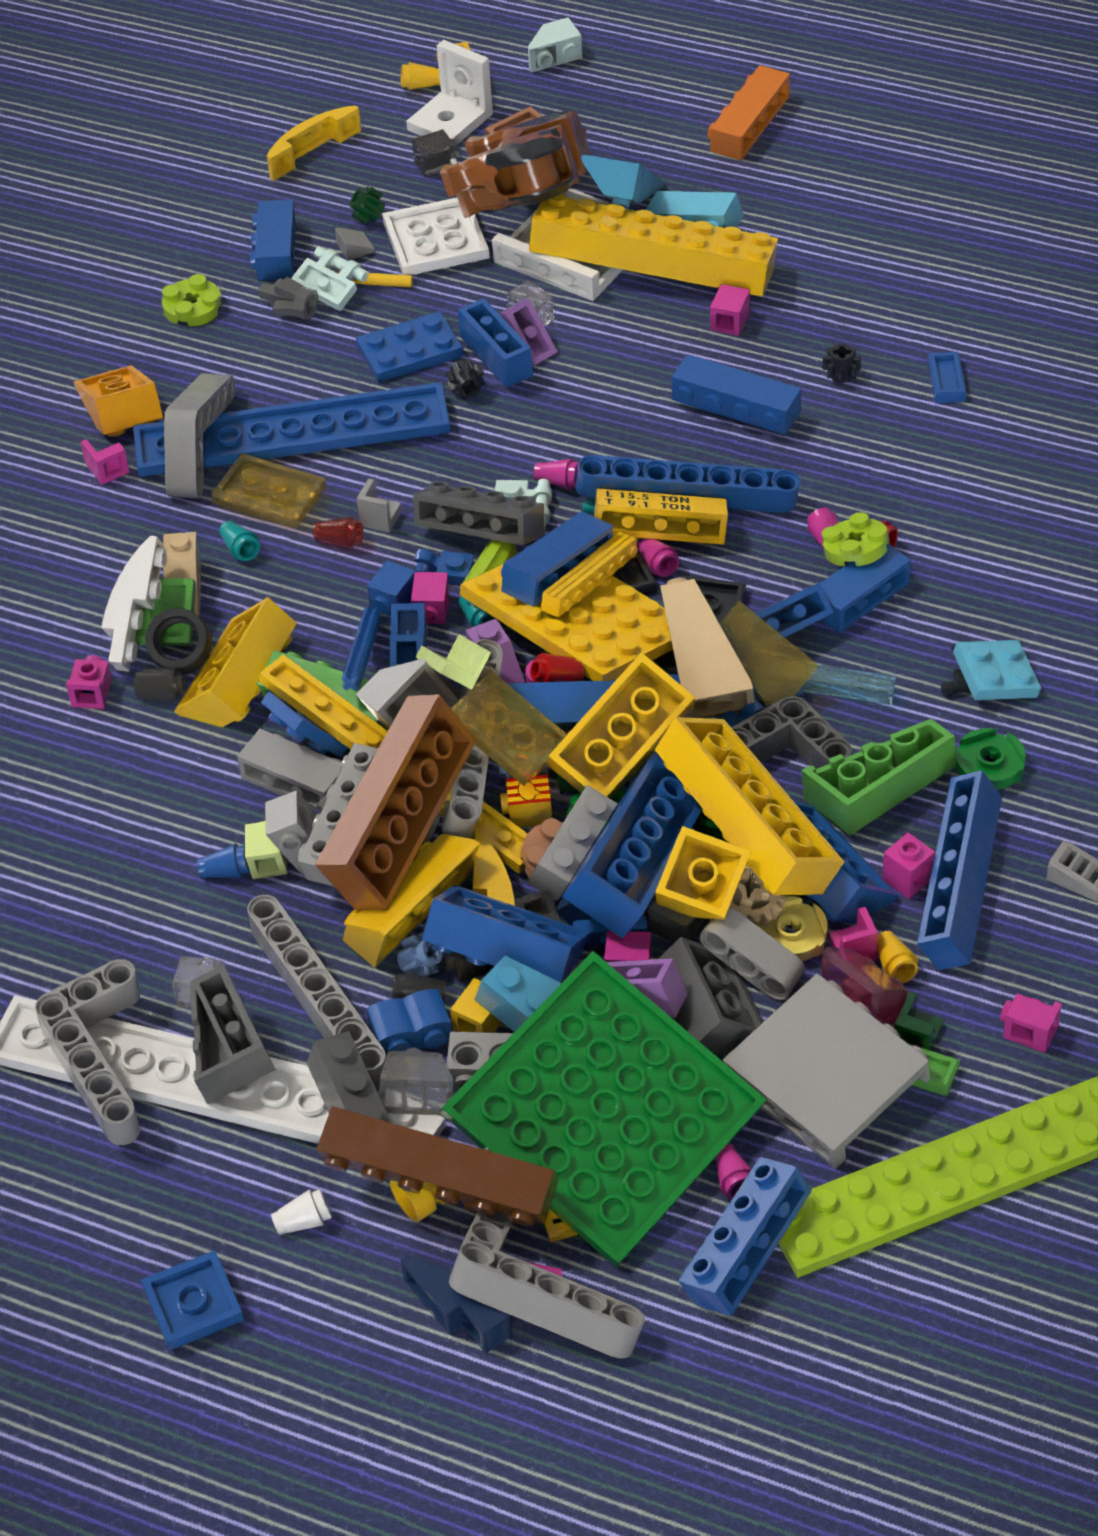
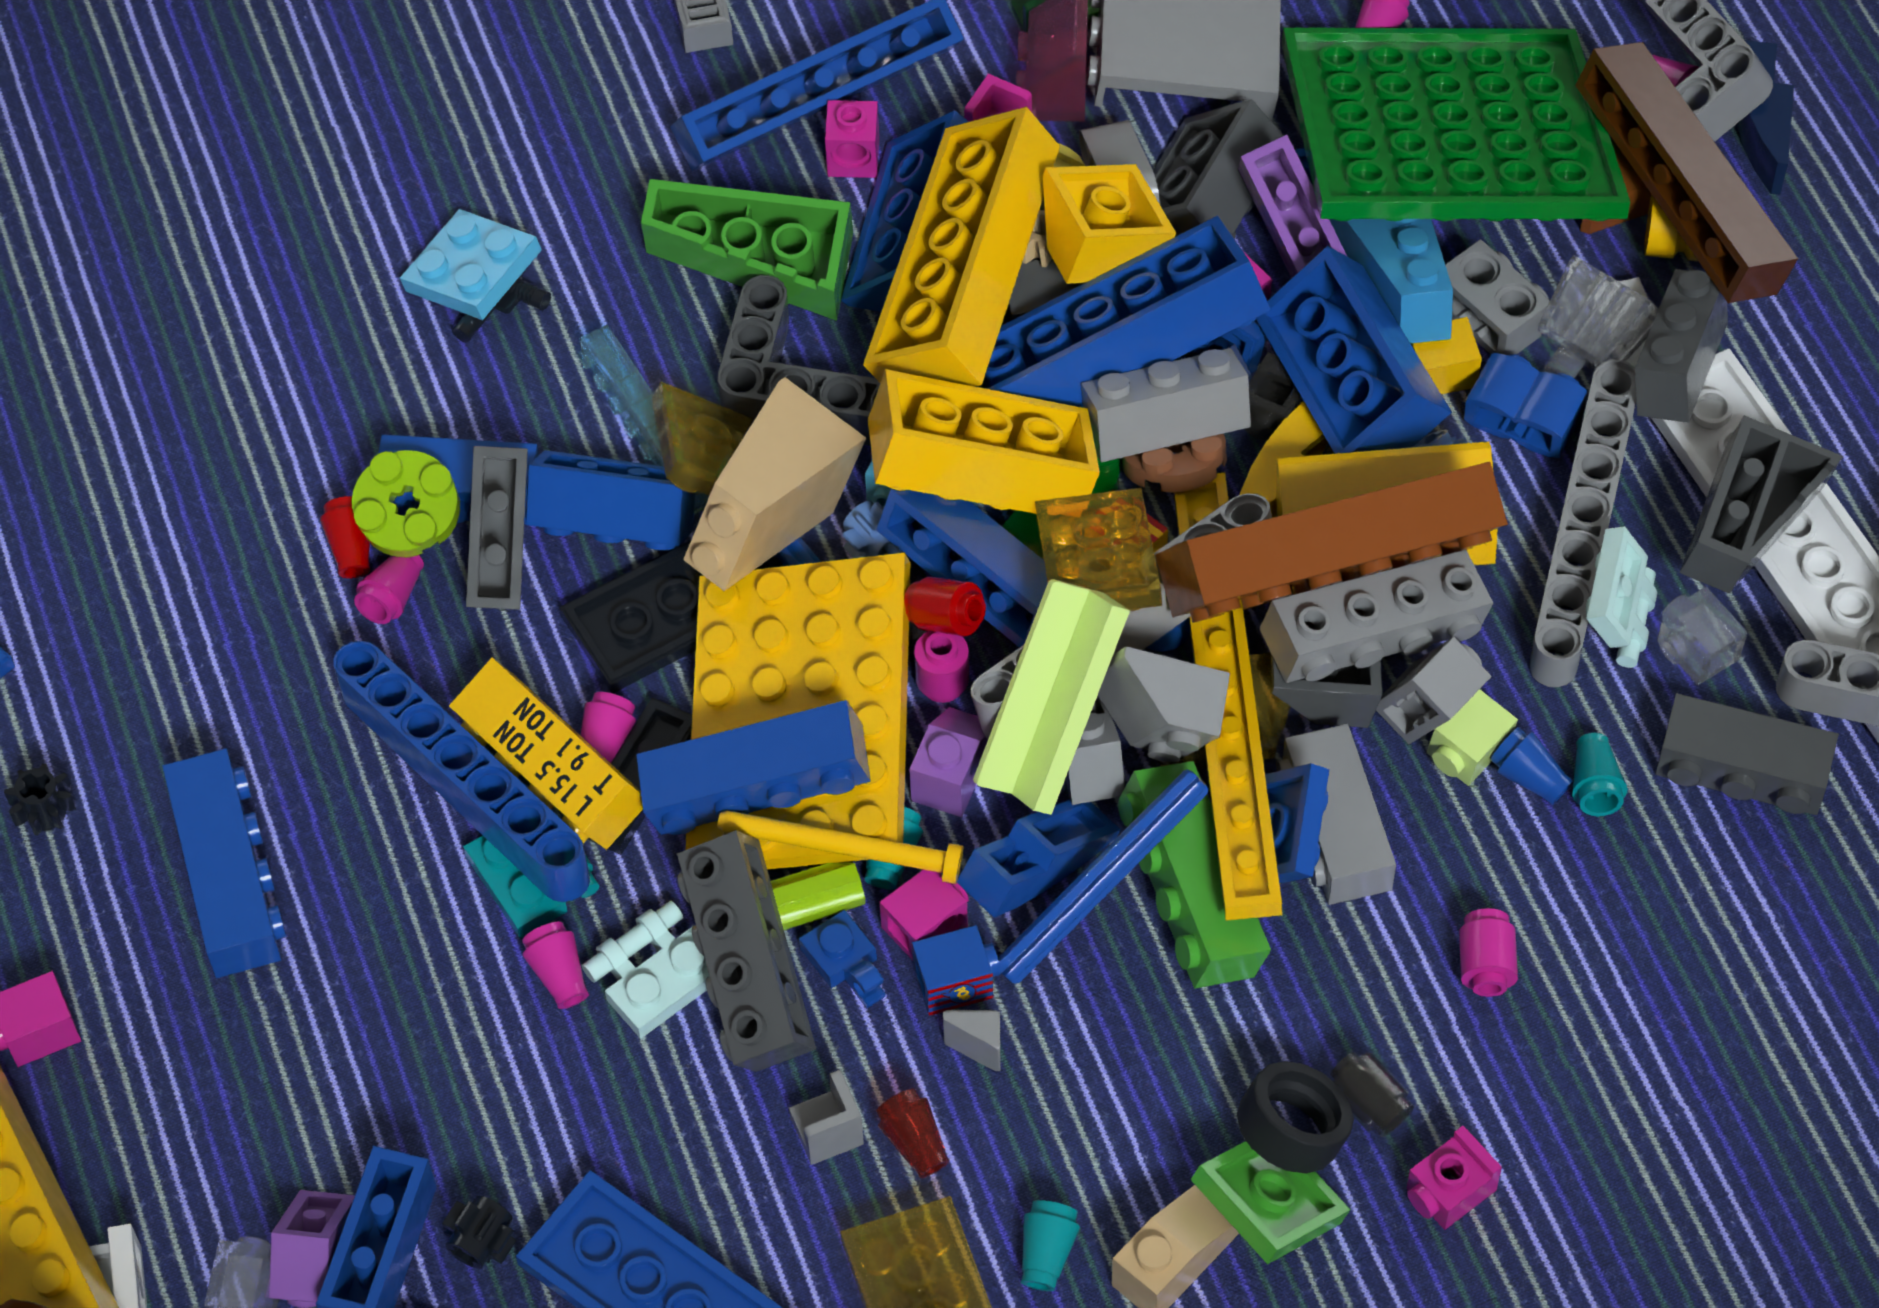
camera: 135 degrees left, 10 degrees up
(134, 589) = (1302, 1206): white slope -> none
(138, 937) = (1747, 755): none -> dark grey brick
(163, 772) = (1488, 952): none -> dark pink brick
(189, 884) = (1597, 776): none -> teal cone
(232, 671) = (1216, 1037): yellow slope -> none
(254, 956) = (1622, 595): none -> light aqua plate
(302, 1213) = (1826, 311): white cone -> none
(352, 576) = (974, 1035): none -> light grey slope
(409, 983) = (1481, 430): clear smoke cone -> none
(432, 595) = (846, 843): none -> yellow bar
(589, 574) = (768, 704): yellow piece -> none
(800, 557) = (496, 527): none -> dark grey brick
(896, 957) = (980, 61): yellow cone -> none
(984, 742) = (606, 206): green plate -> none

